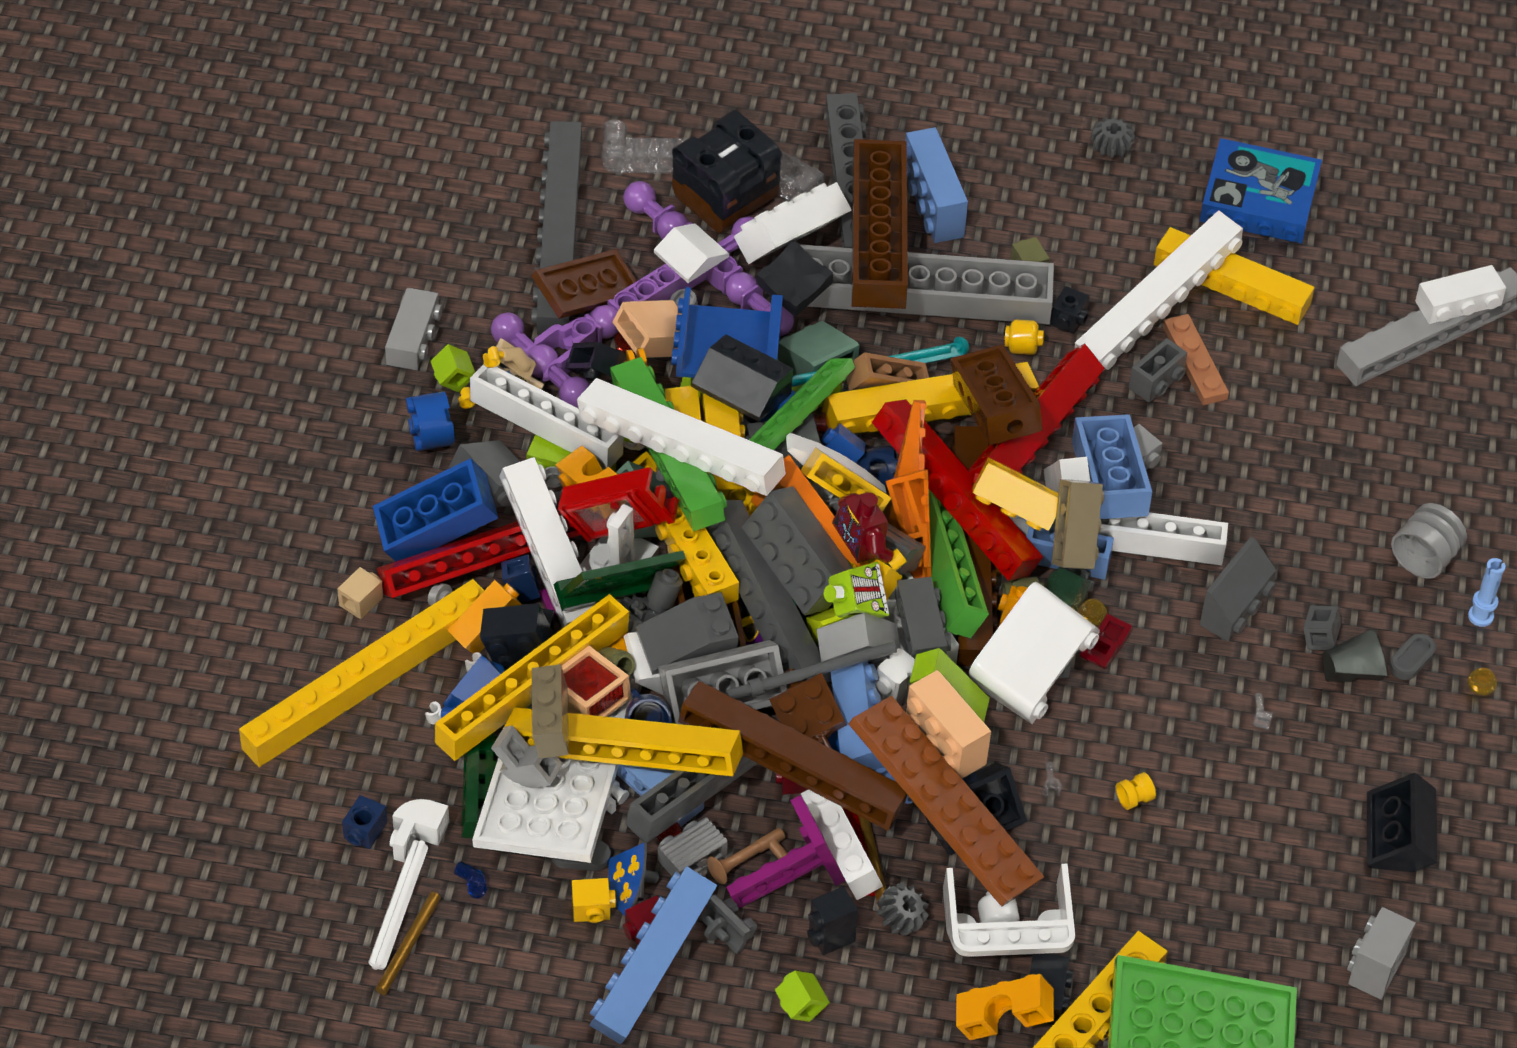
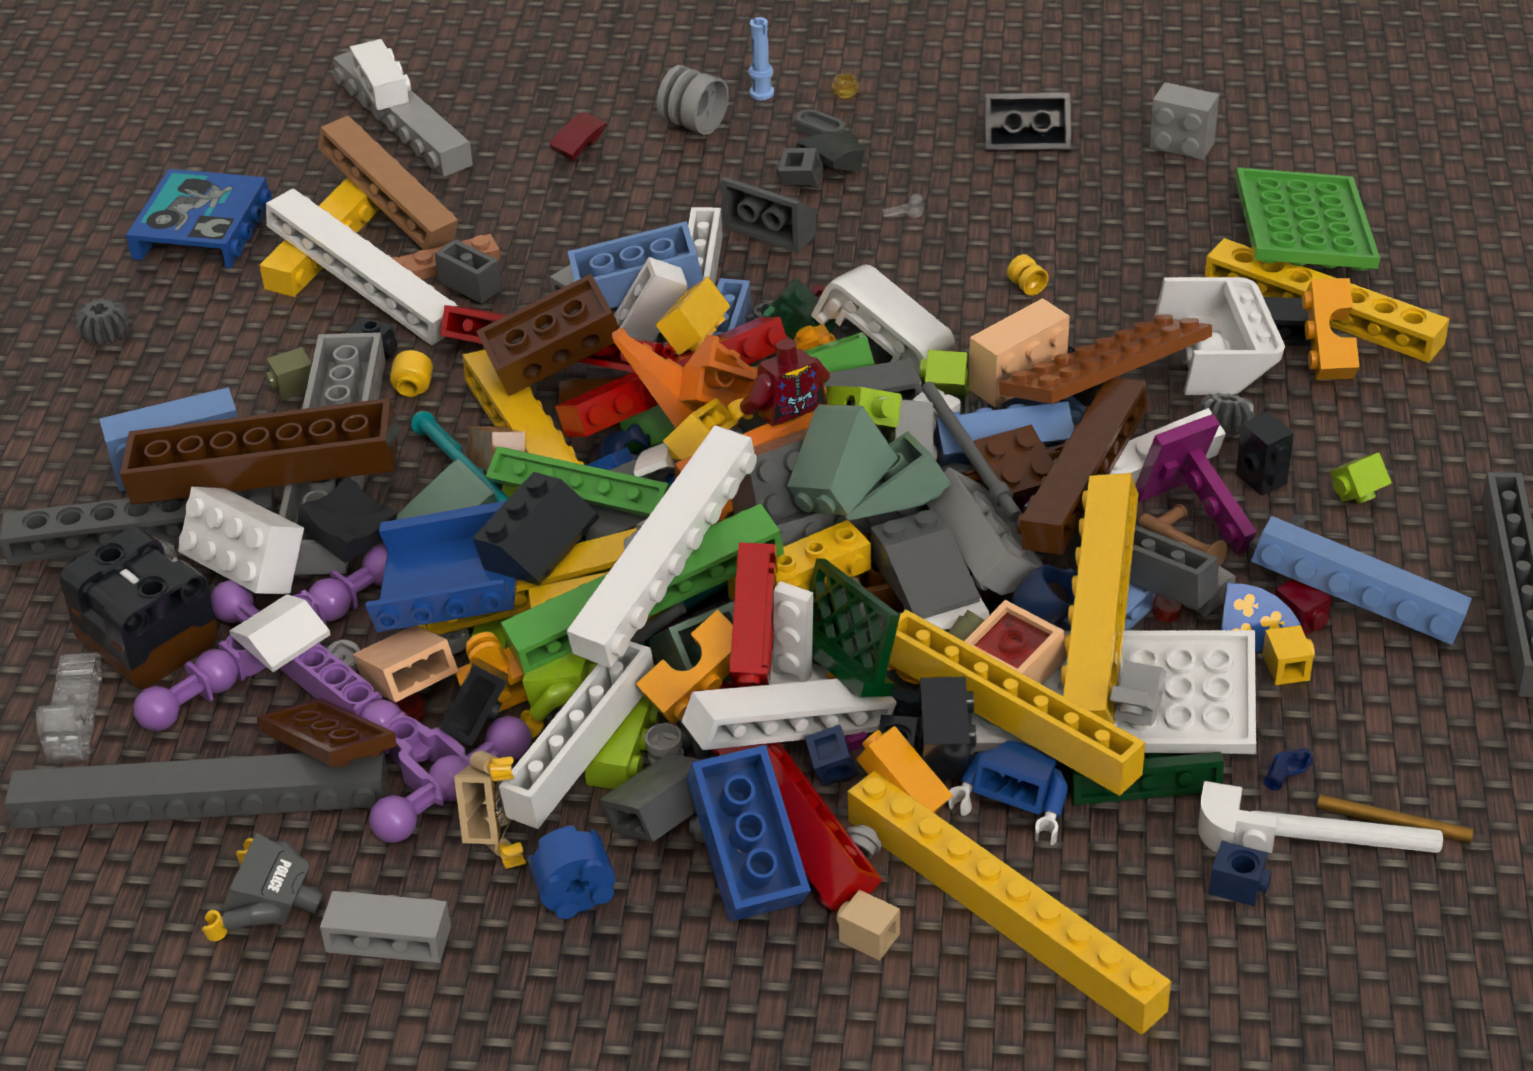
camera: 90 degrees left, 10 degrees down
(452, 368) = (465, 869): lime brick -> none
(458, 263) = (263, 888): none -> dark grey torso
(550, 711) = (1092, 643): dark tan brick -> none
(766, 605) = (907, 483): none -> sand green slope
(774, 562) = (839, 460): none -> sand green slope
(1077, 524) = (732, 272): dark tan brick -> none
(1279, 305) = (387, 183): none -> medium nougat brick
(1393, 460) = (576, 134): none -> dark red slope

